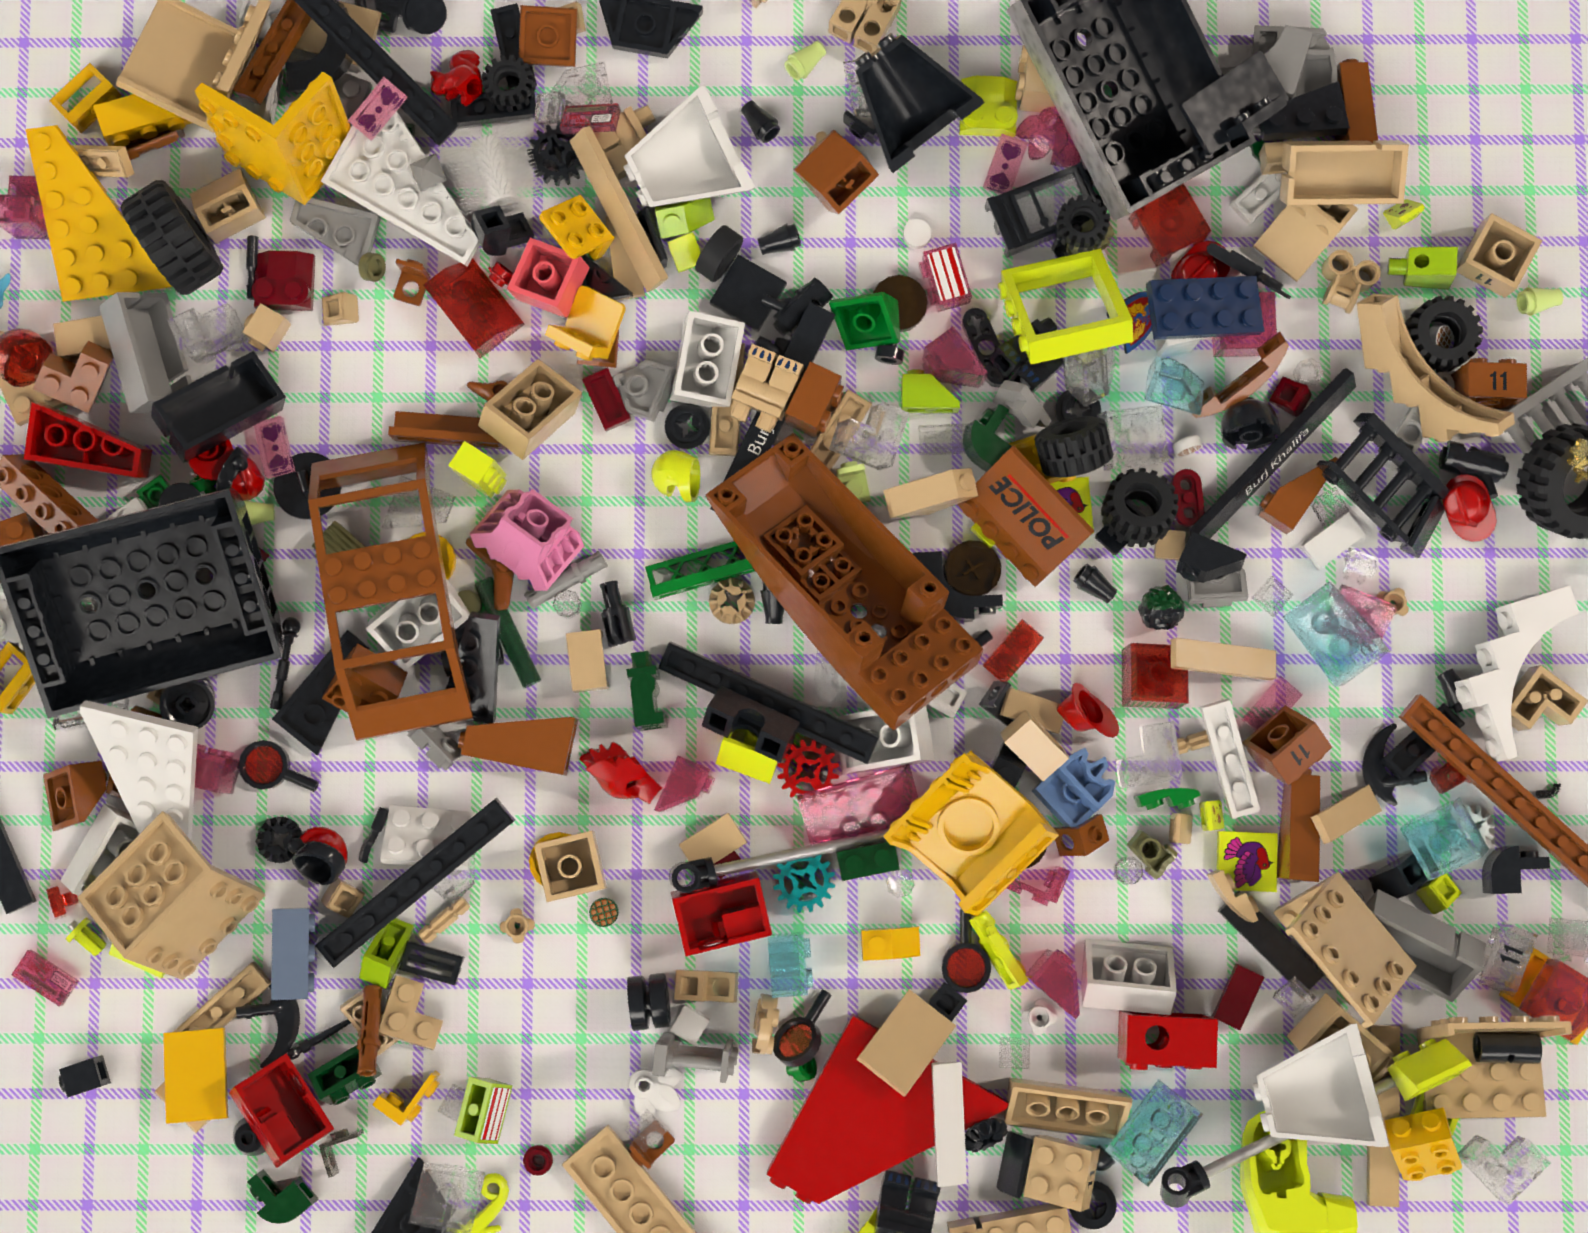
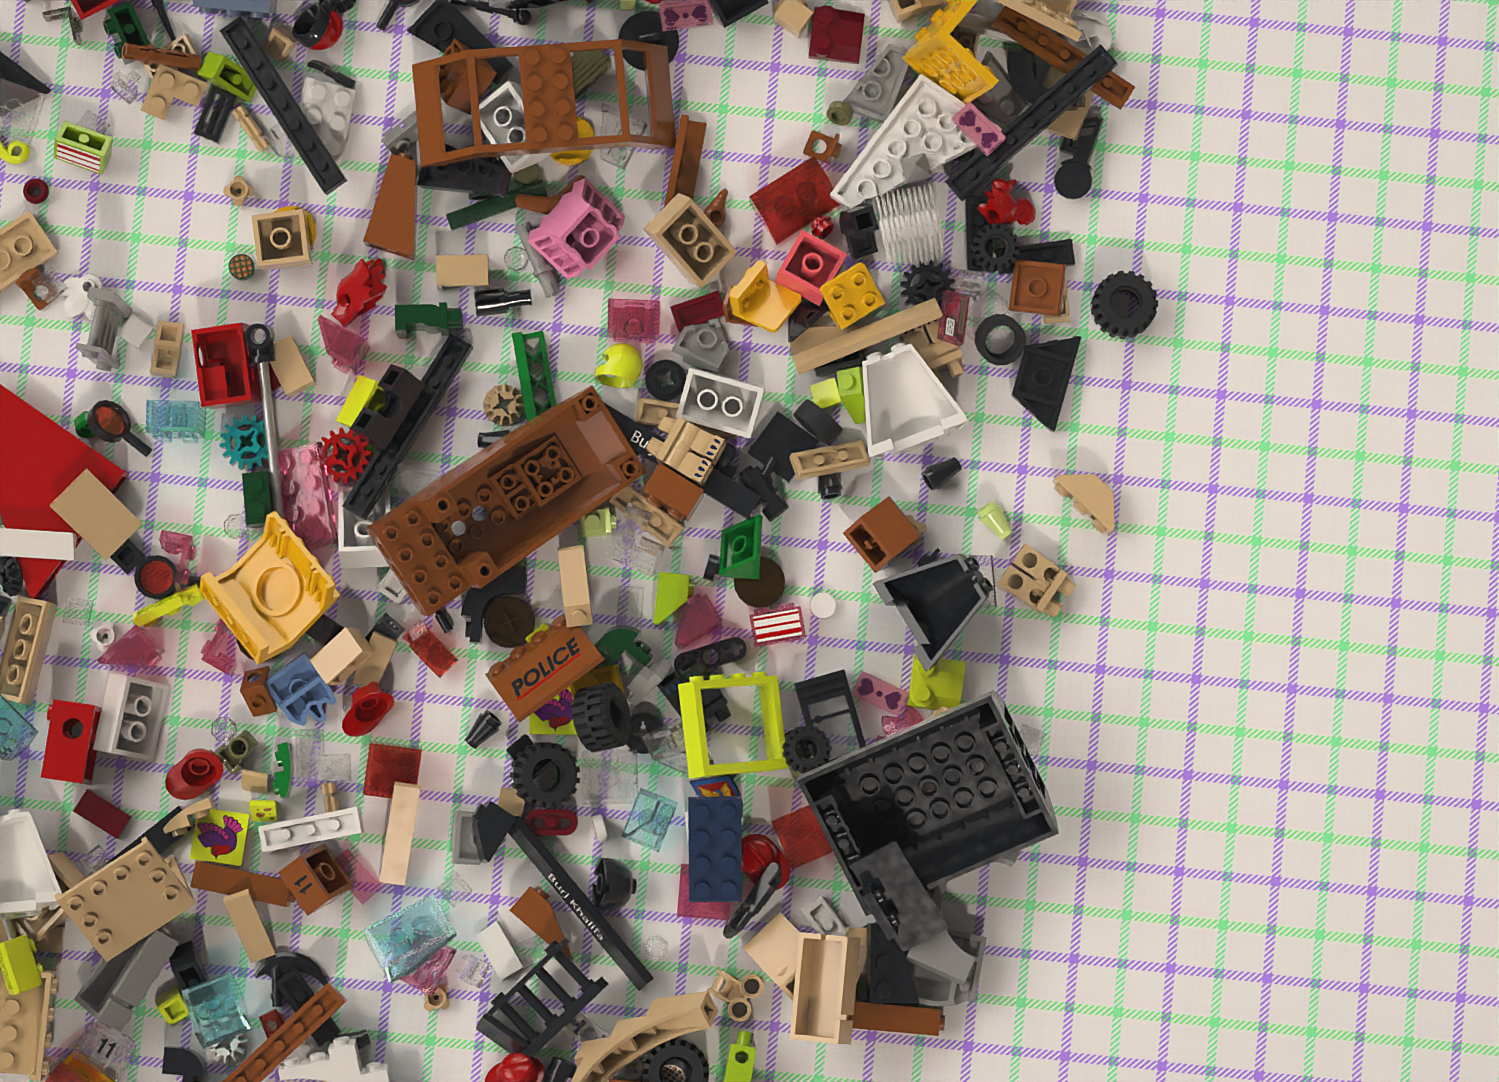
camera: 90 degrees right, 0 degrees up
(251, 262) = (856, 7): black piece -> none
(340, 309) = (806, 82): tan slope -> none
(393, 1106) = (94, 72): yellow bracket -> none
(406, 1069) = (125, 85): none -> clear tile
(478, 470) = (638, 190): neon yellow brick -> none
(598, 84) = (1013, 352): none -> black tyre
(624, 464) = (634, 320): none -> clear pink slope
(648, 1001) = (158, 297): black wheel -> none
(758, 238) = (829, 459): none -> tan tile
(765, 1019) = (125, 394): tan plate -> none
(890, 943) = (185, 509): yellow slope -> none
(928, 951) = (175, 543): none -> clear pink bracket
(1161, 608) = (452, 784): piece -> none
(1183, 895) = (194, 774): none -> red piece
(1271, 356) = (646, 883): dark orange slope -> none
(1291, 396) = (636, 929): dark red slope -> none
(1403, 213) = (797, 1054): neon yellow slope -> none
(1504, 1047) = (27, 1044): black pin -> none

